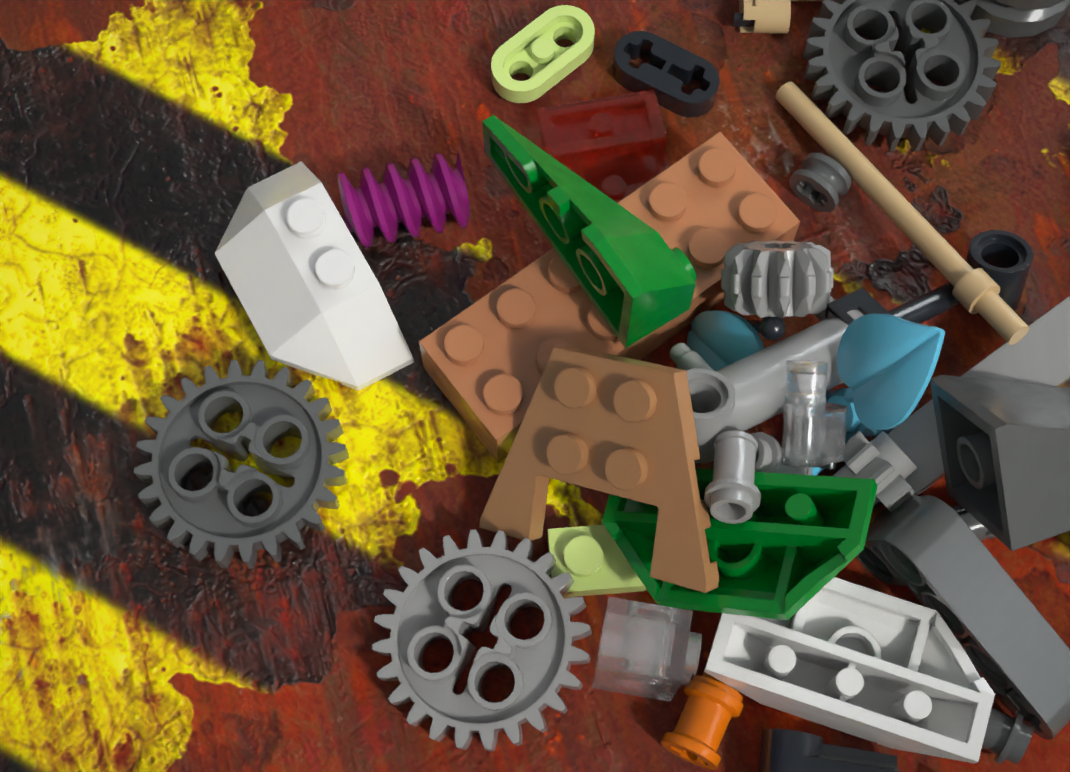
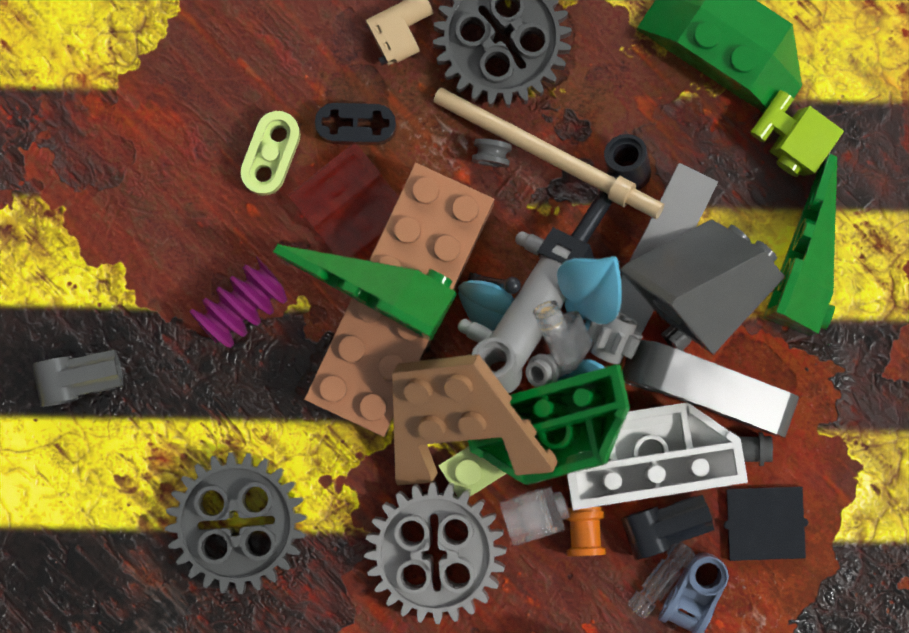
camera: 25 degrees left, 15 degrees up
(138, 182) = (65, 378): none -> dark grey piece
(309, 283) = (206, 386): white wedge -> none
(733, 493) = (539, 407): light grey pin -> none
(777, 278) = (500, 252): light grey gear -> none

